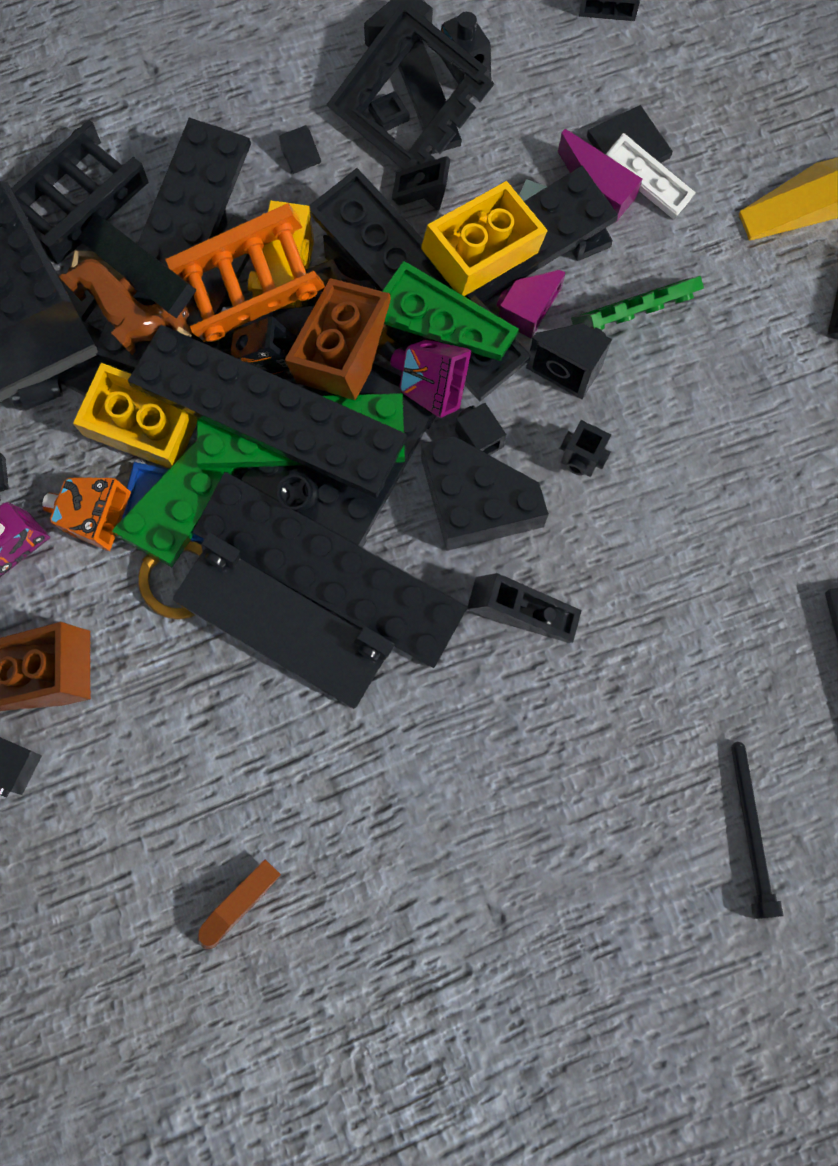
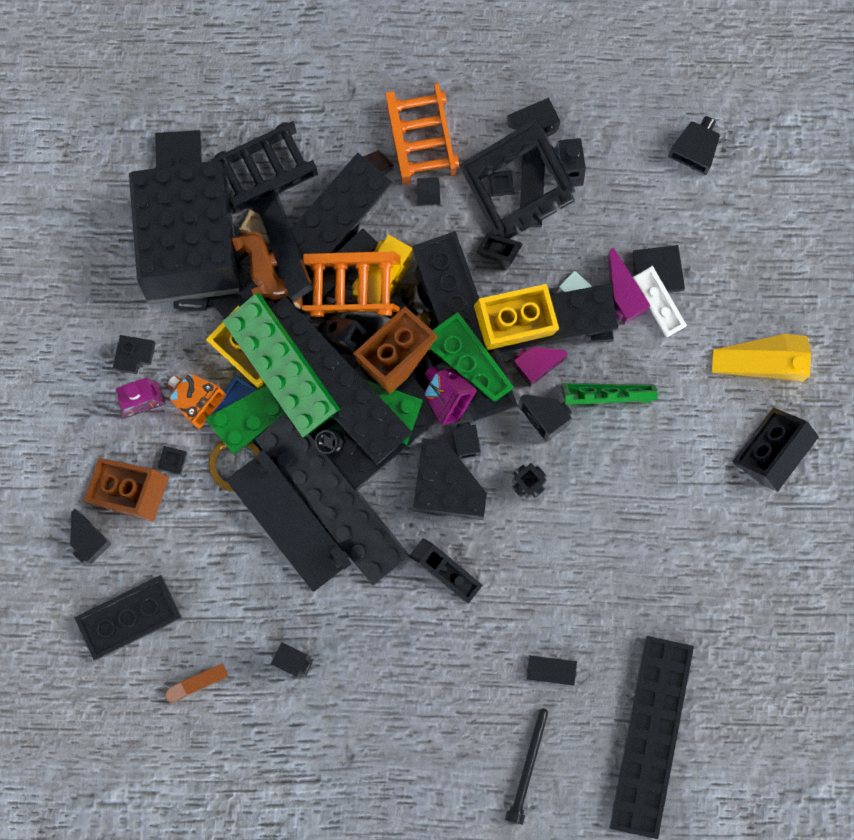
camera: 25 degrees right, 5 degrees up
(87, 607) = (172, 460): none -> black tile
(101, 850) = (128, 617): none -> black plate
(190, 412) = (281, 365): none -> plate
(247, 109) = (403, 147): none -> orange fence
(364, 813) = (292, 660): none -> black brick
(723, 686) = (551, 670): none -> black tile

